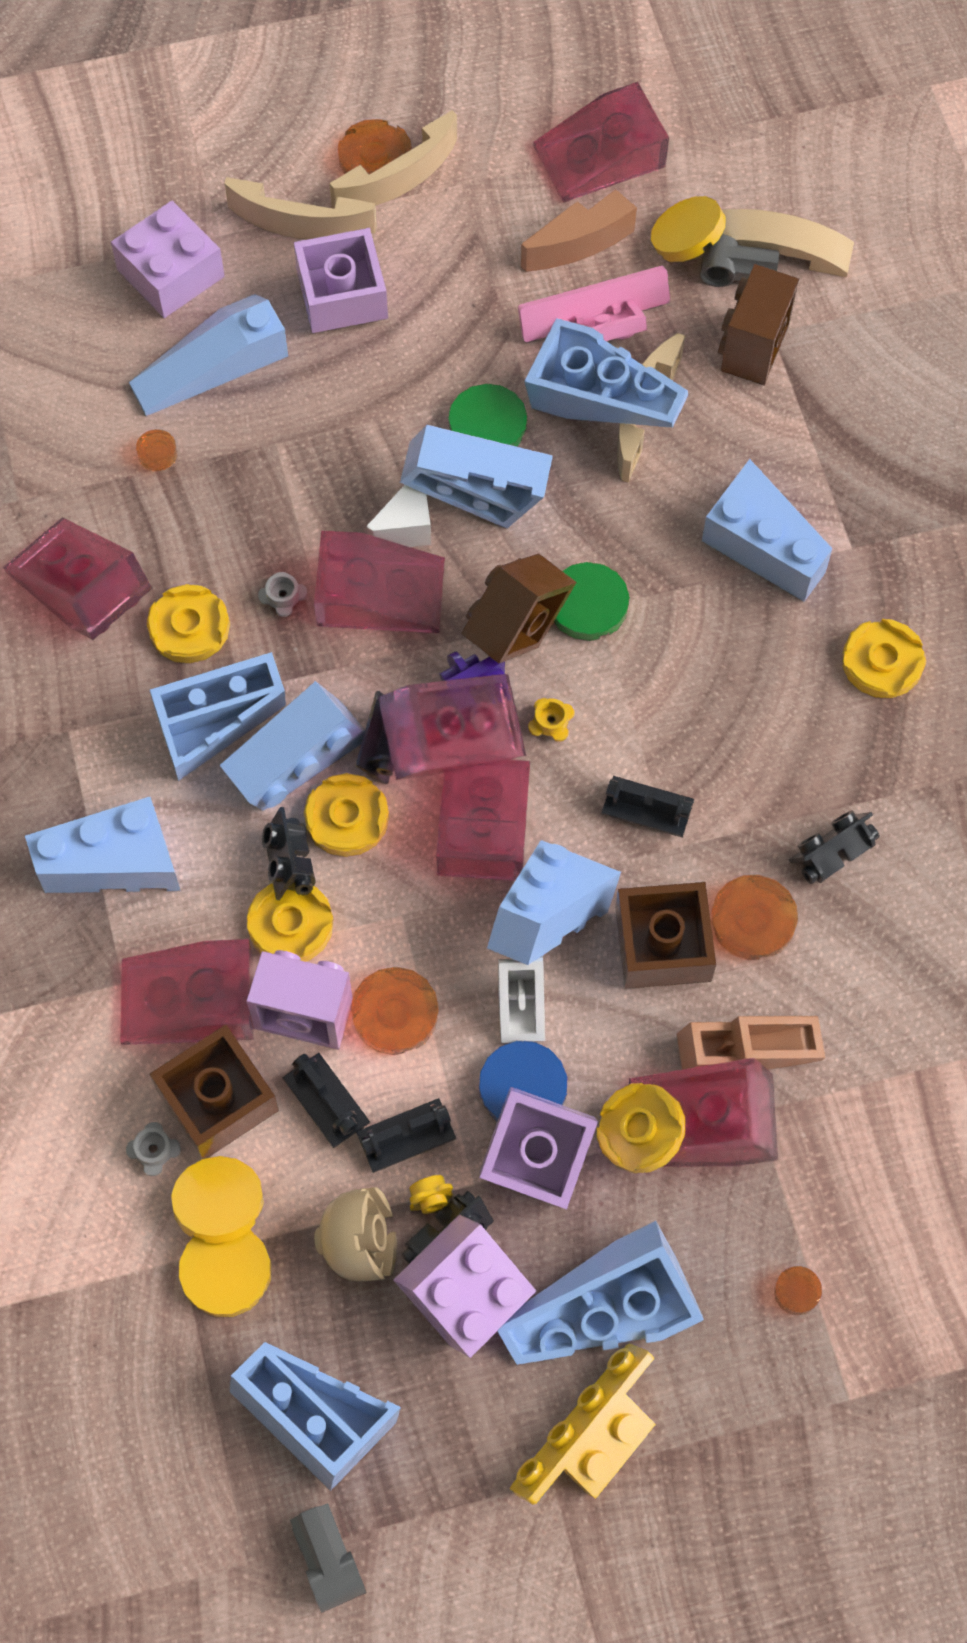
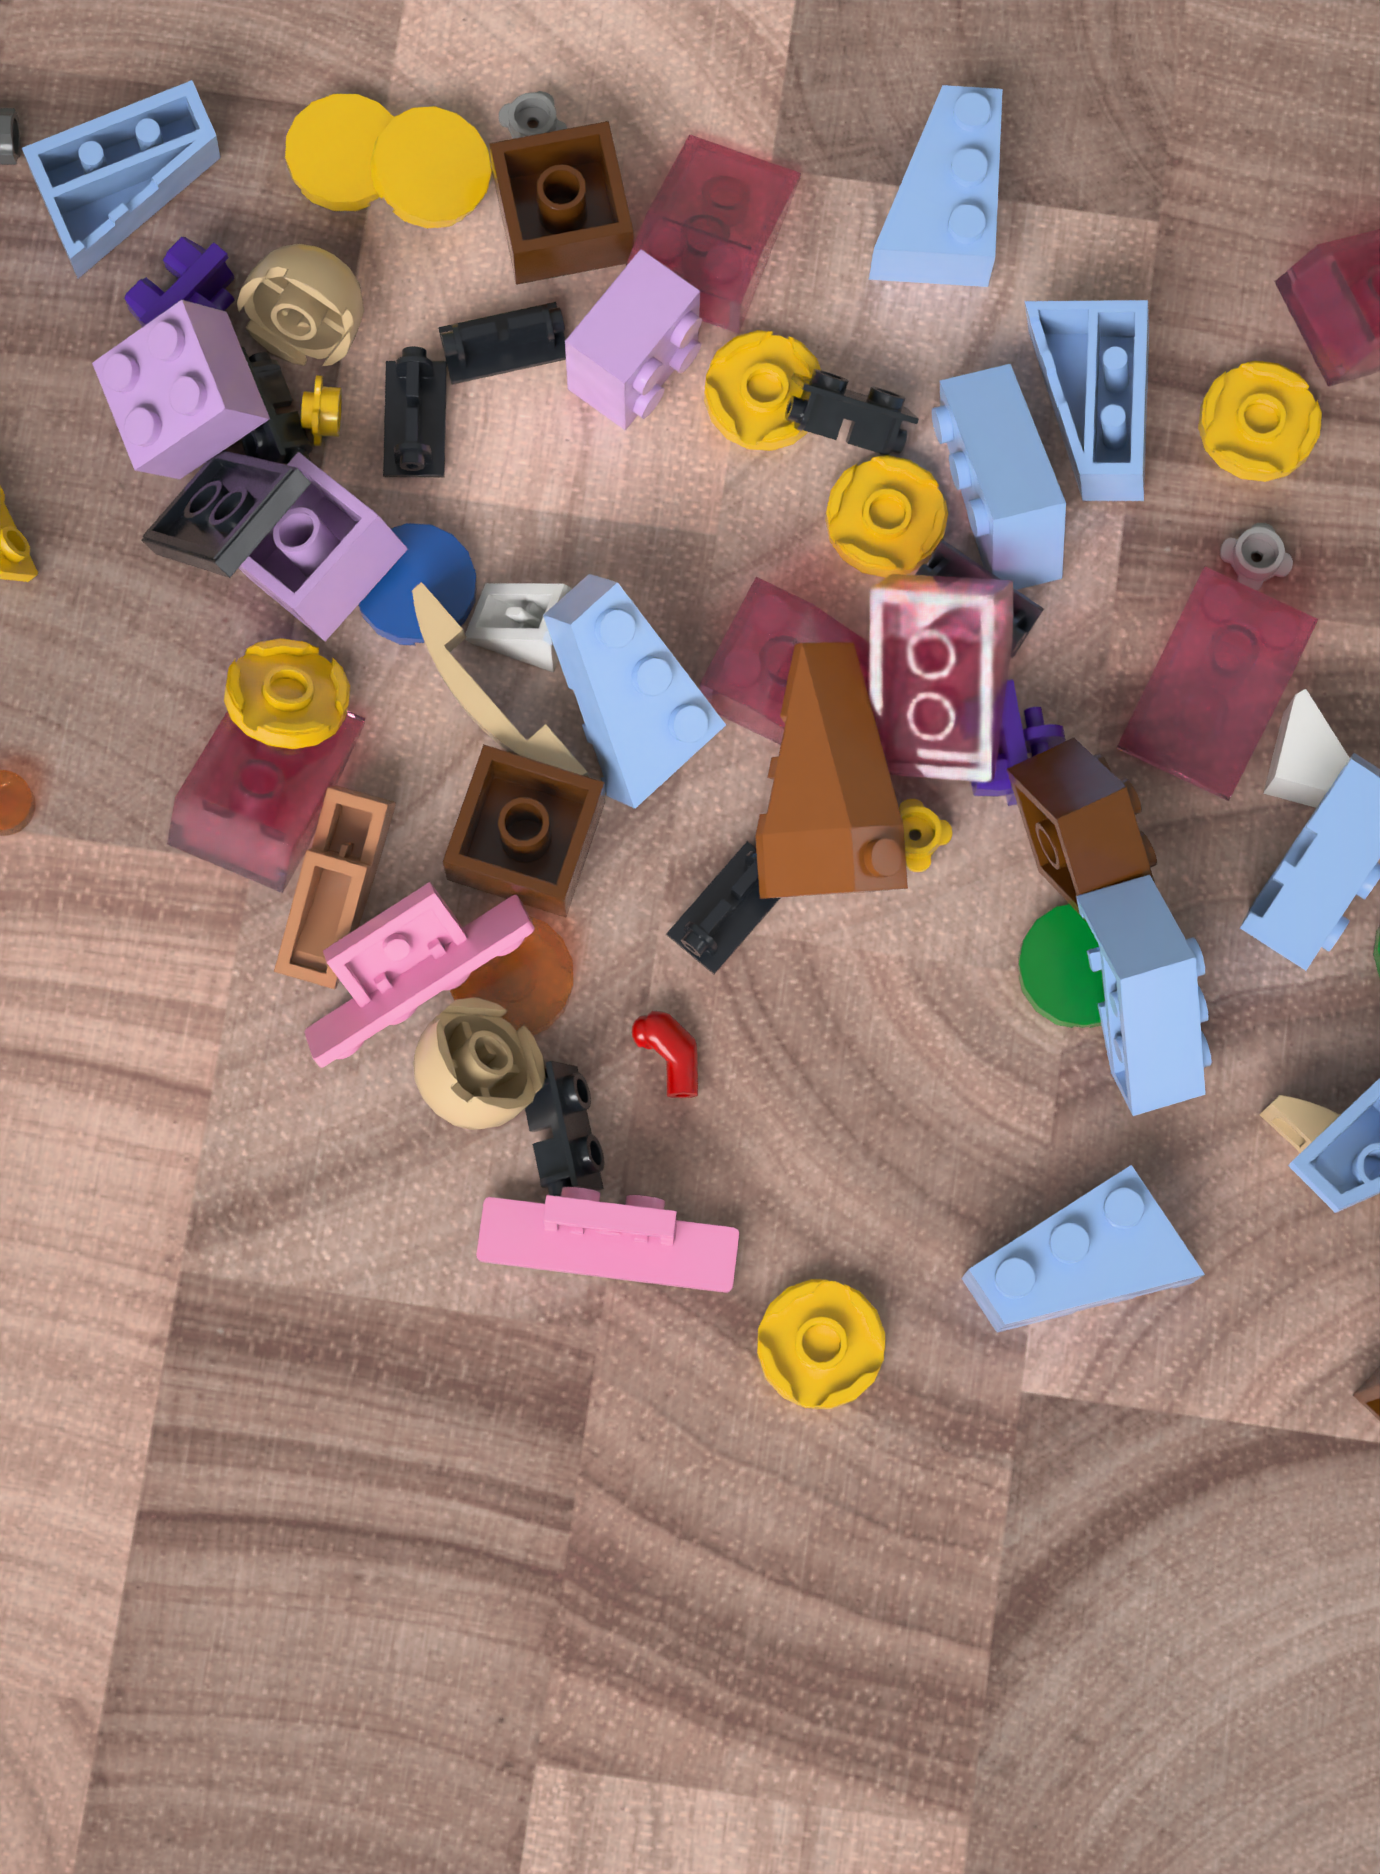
camera: 110 degrees right, 10 degrees up
(394, 1010) = (585, 469): clear orange tile -> none
(404, 1334) = (200, 276): none -> dark purple hips
(544, 1207) = (225, 512): none -> black tile
(564, 753) = (832, 797): none -> dark orange wedge
(599, 537) = (1150, 995): none -> light blue wedge
(605, 957) = (441, 637): none -> tan slope
(612, 1298) = (98, 576): light blue wedge -> none
(751, 803) = (675, 1045): none -> red arm
(787, 967) = (405, 961): none -> bright pink bracket
(828, 899) = (477, 1065): none -> tan cylinder
(889, 794) = (608, 1240): none -> bright pink bracket

